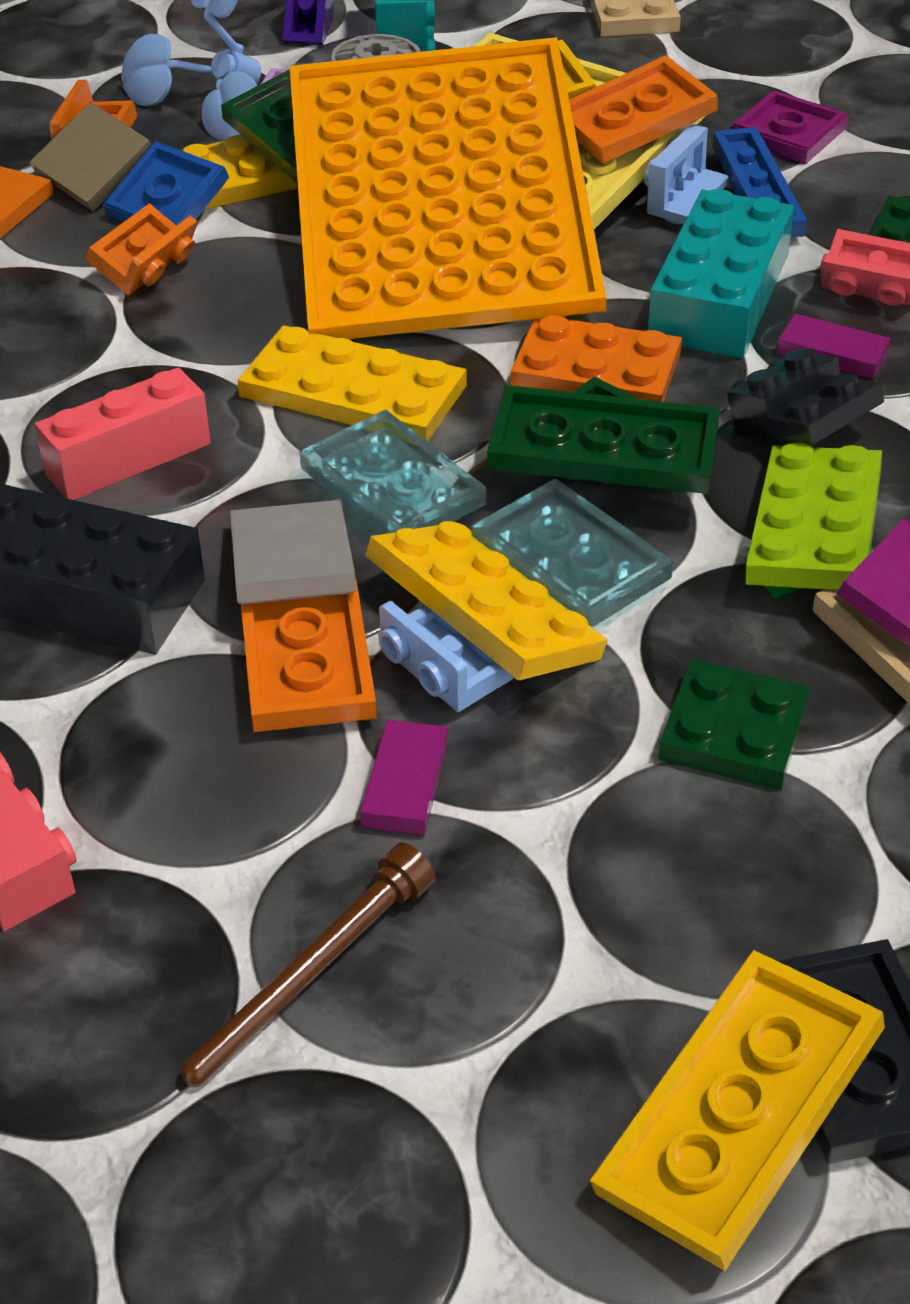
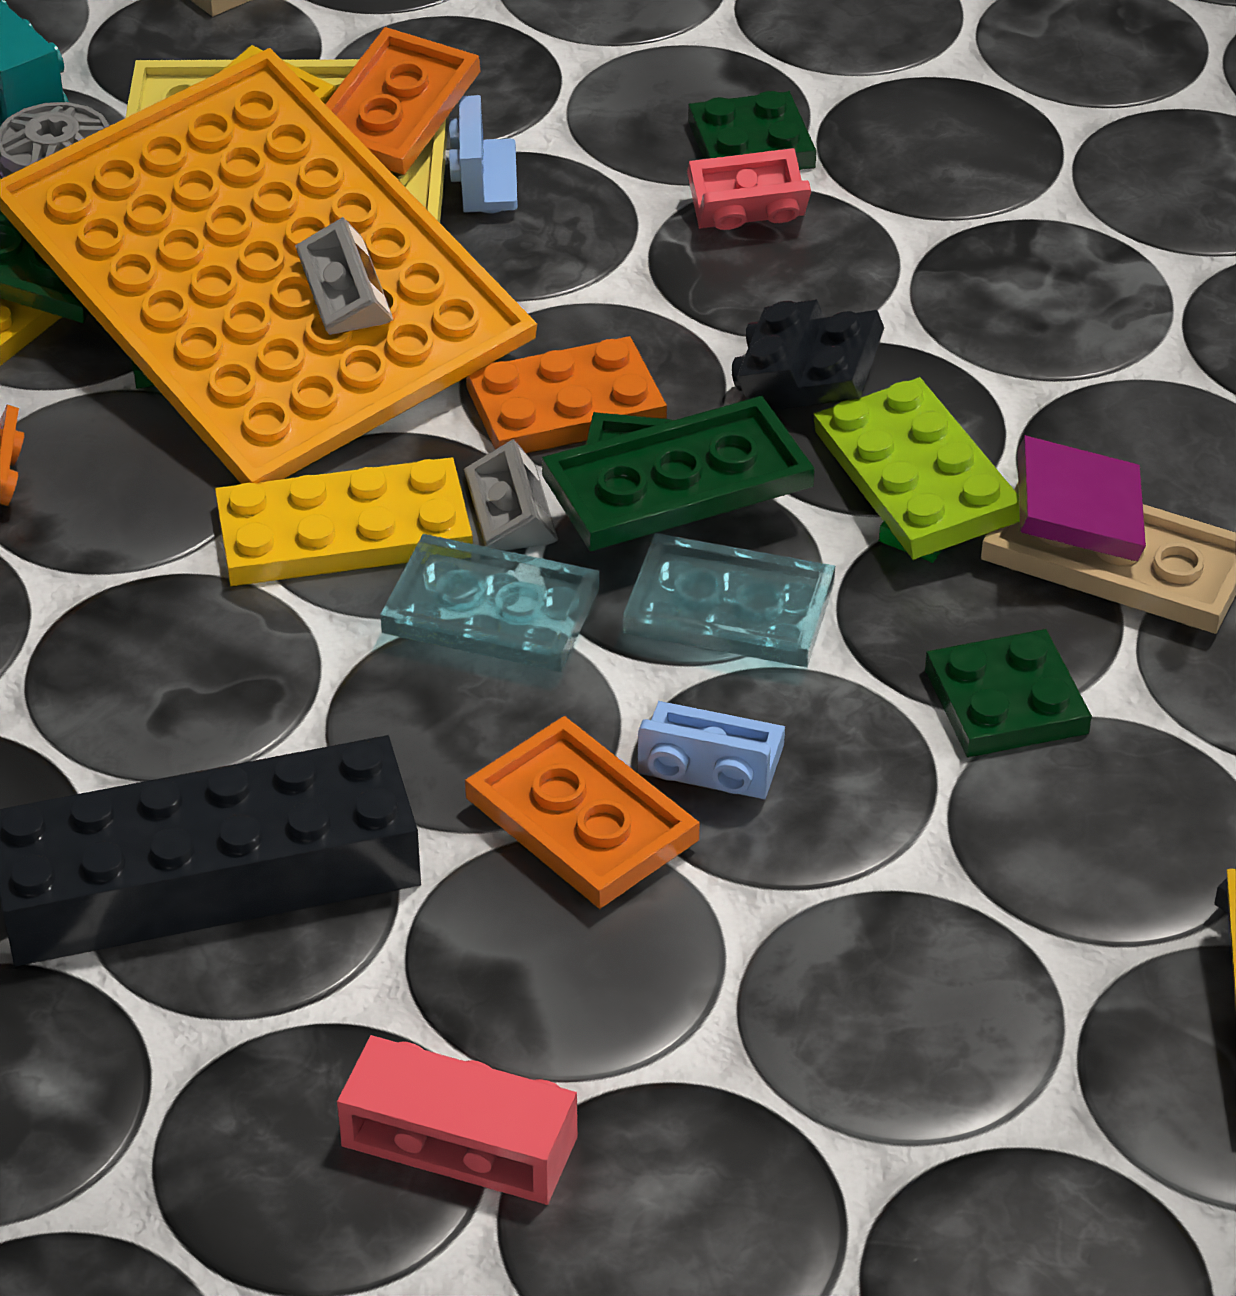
camera: 35 degrees left, 0 degrees up
(123, 433) = (176, 677): coral brick -> none
(291, 552) = (475, 718): light grey tile -> none
(400, 877) = (865, 967): reddish brown piece -> none
(405, 777) = (777, 880): magenta tile -> none
(474, 418) = (510, 500): none -> light grey slope
(482, 212) = (343, 279): none -> light grey slope
(486, 599) = (700, 678): yellow plate -> none
(721, 271) = (613, 250): teal brick -> none
(754, 170) = (556, 138): blue plate -> none
(793, 125) = (519, 58): magenta tile -> none
(856, 350) = (751, 287): magenta tile -> none

